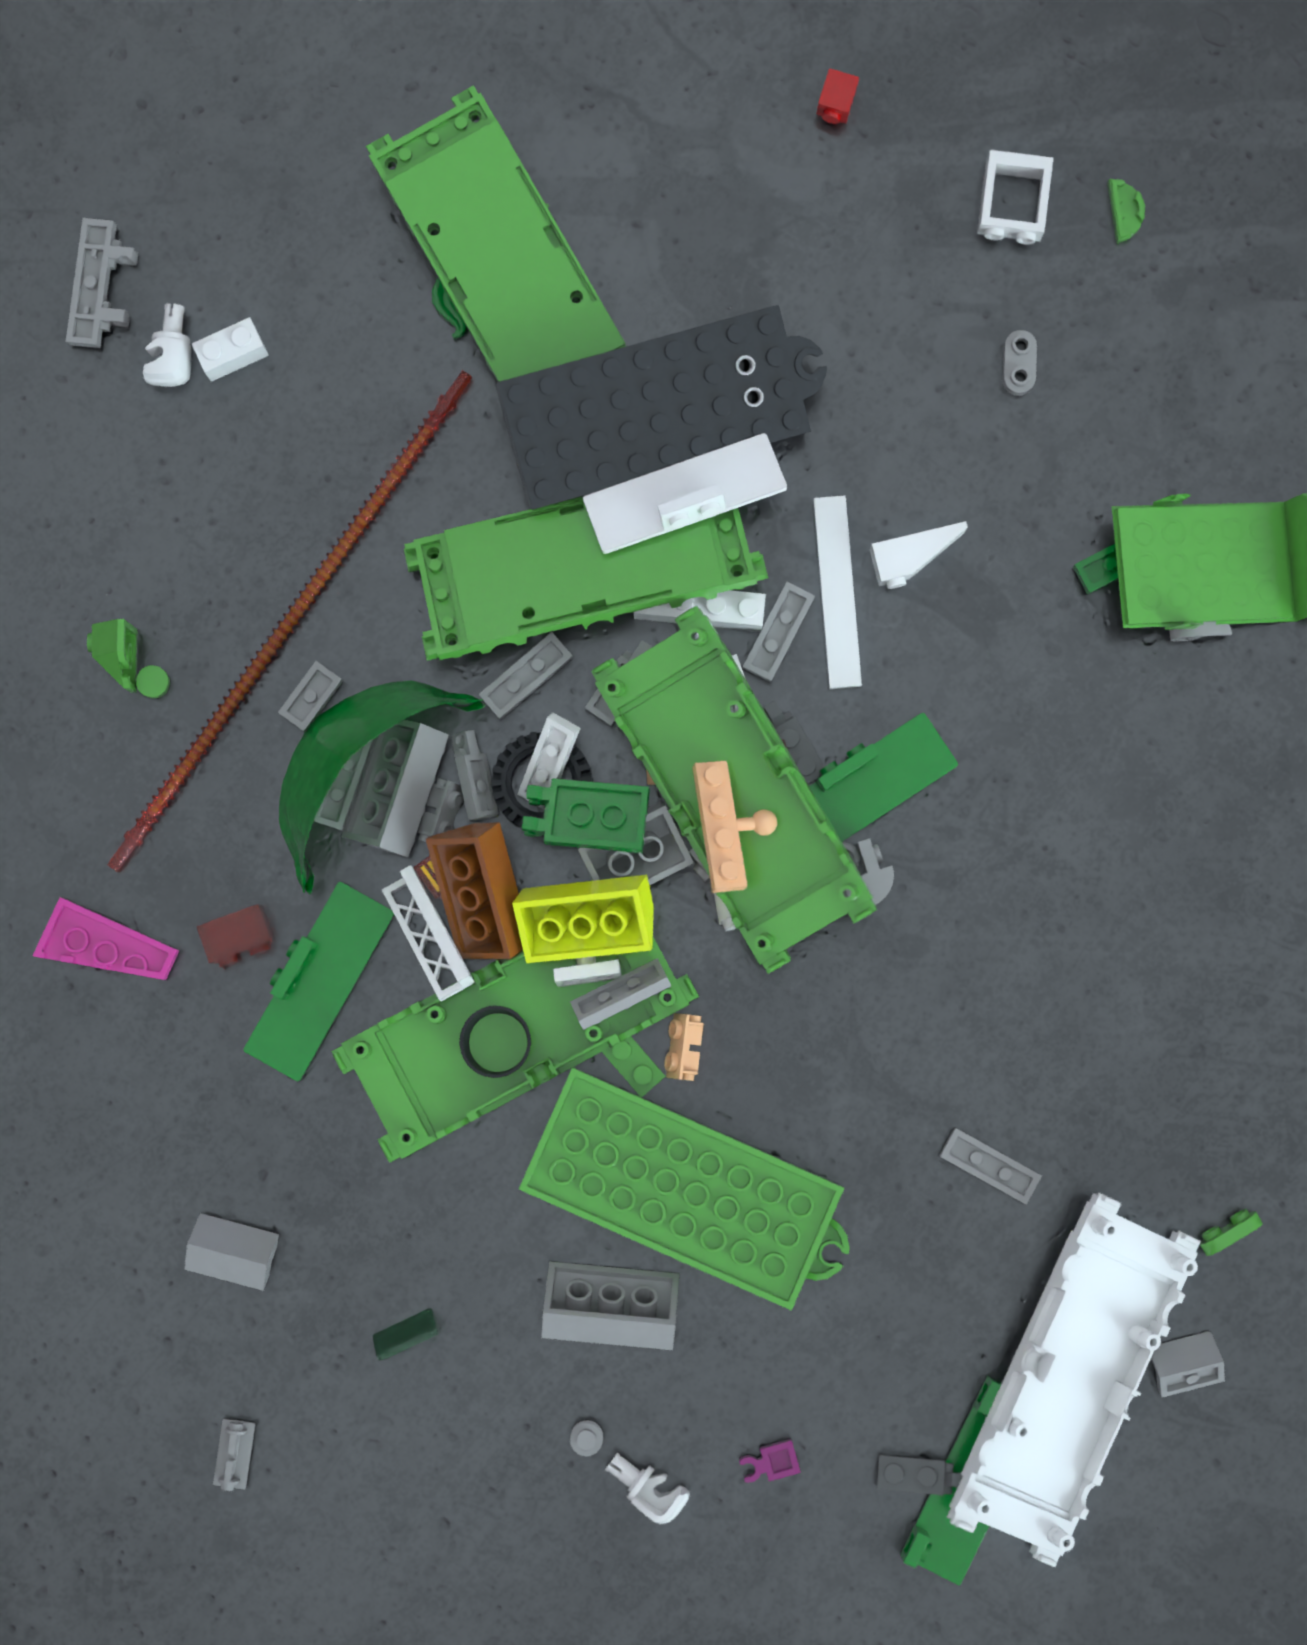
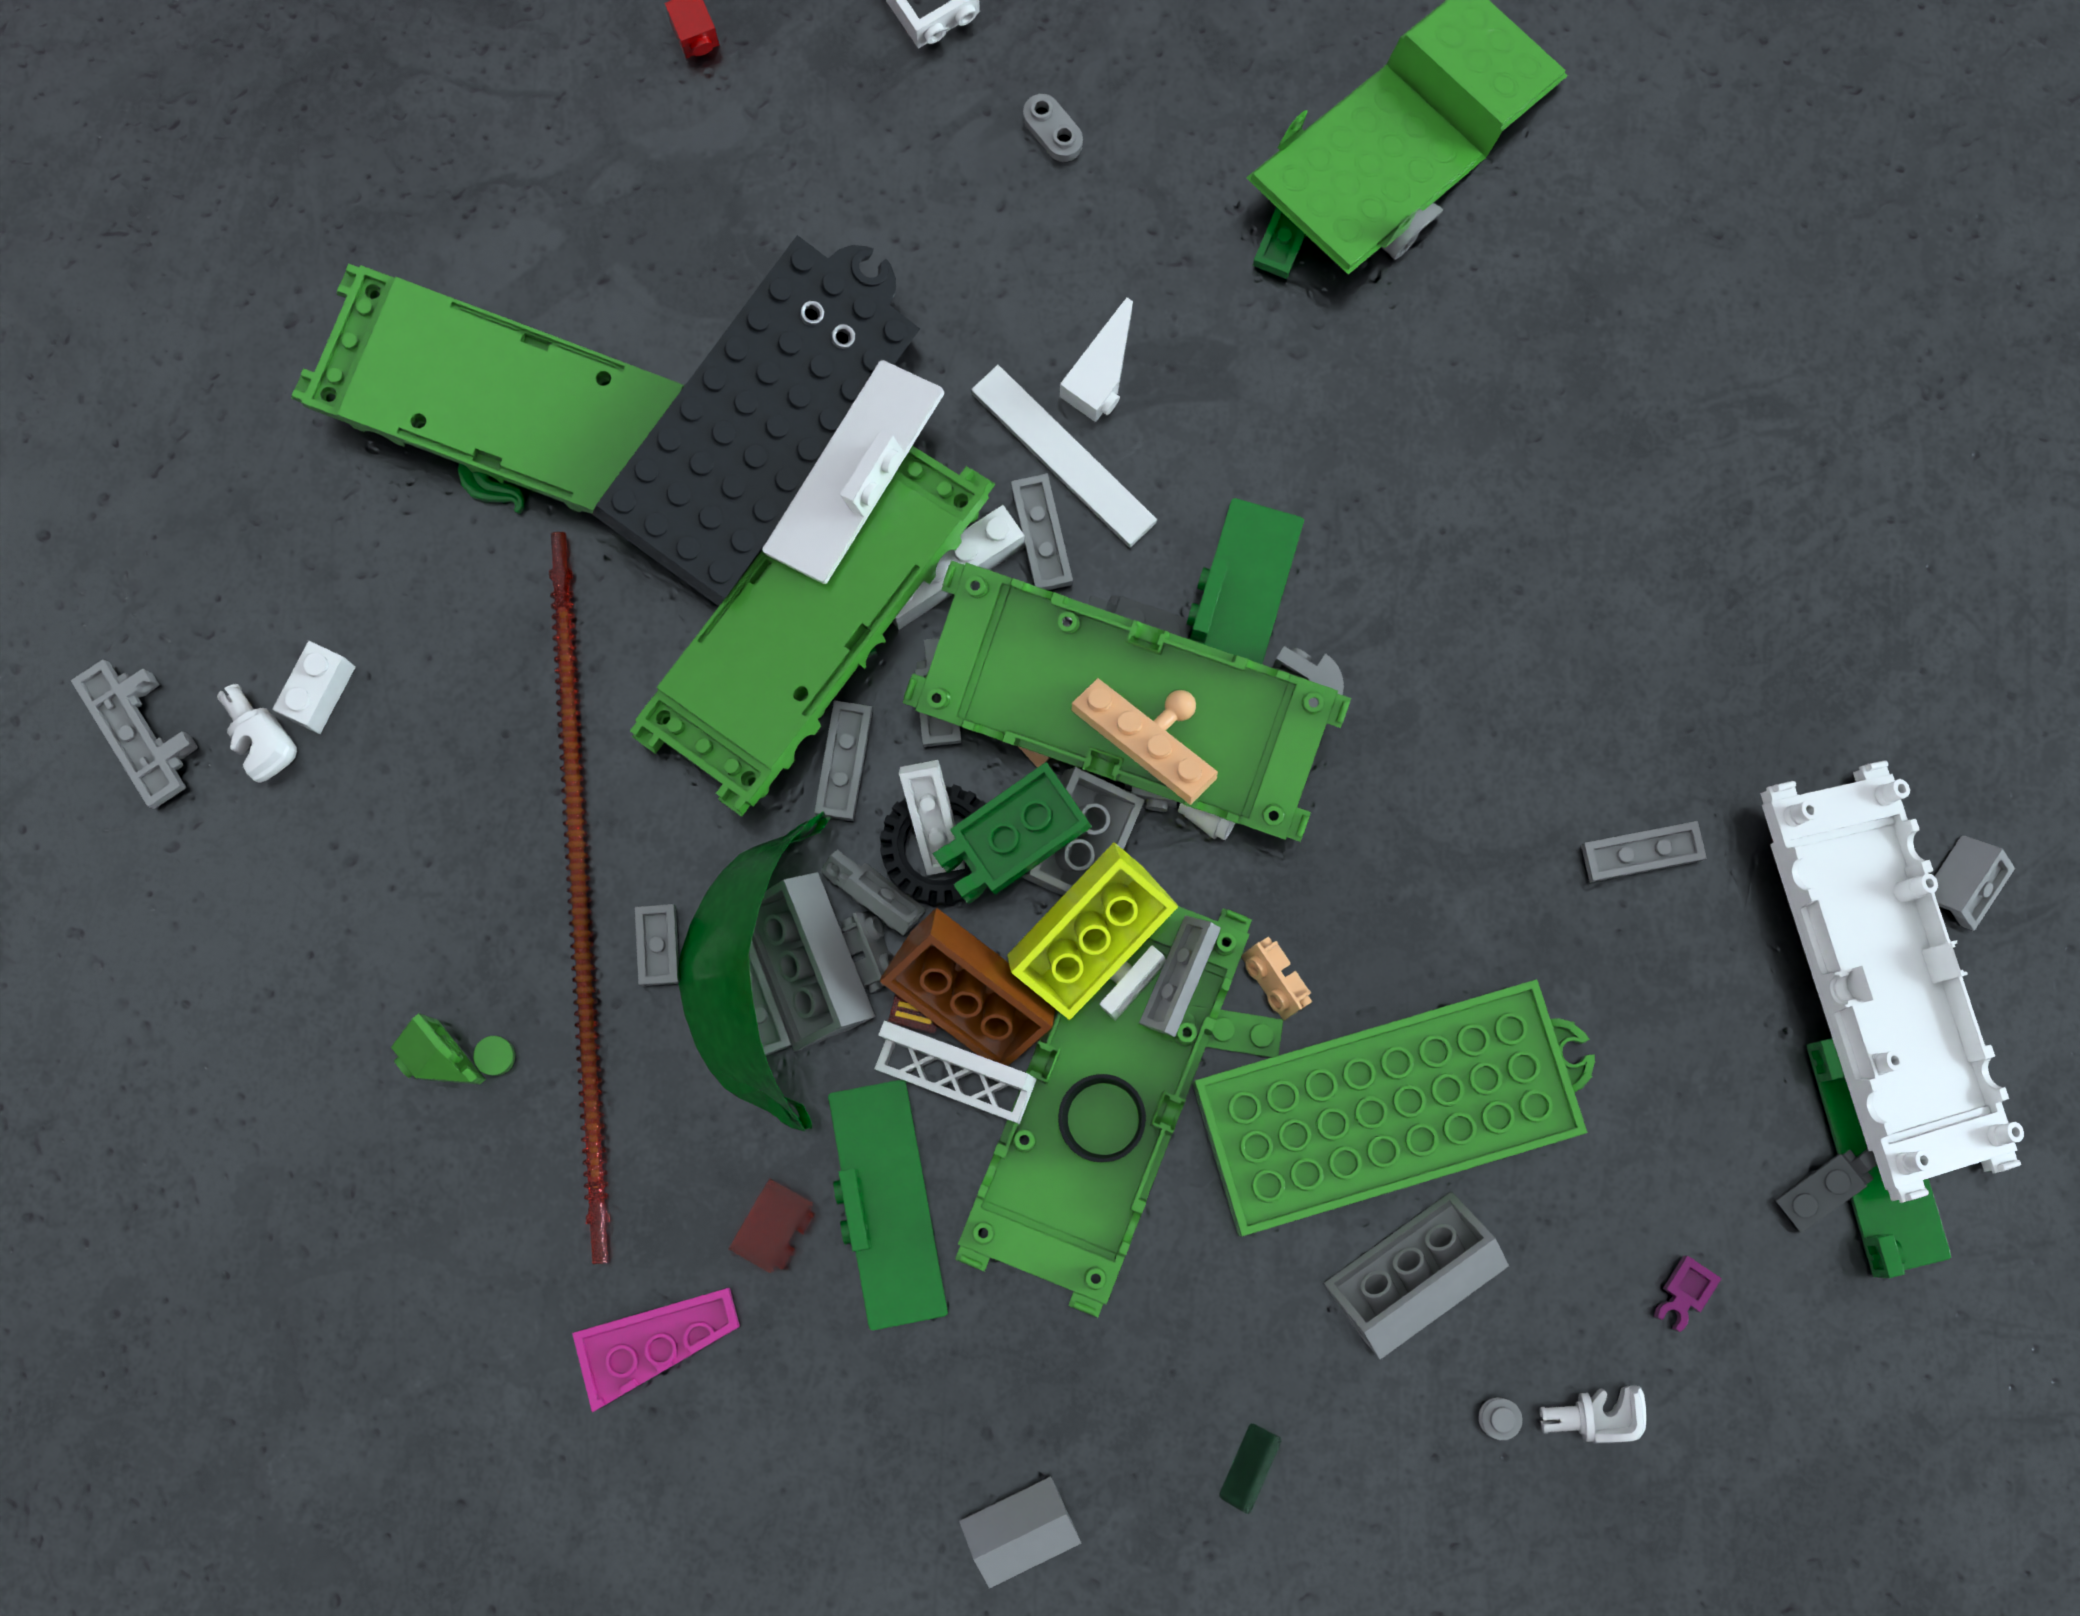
camera: 45 degrees left, 5 degrees down
(1241, 1225) = (1907, 719): bright green plate -> none

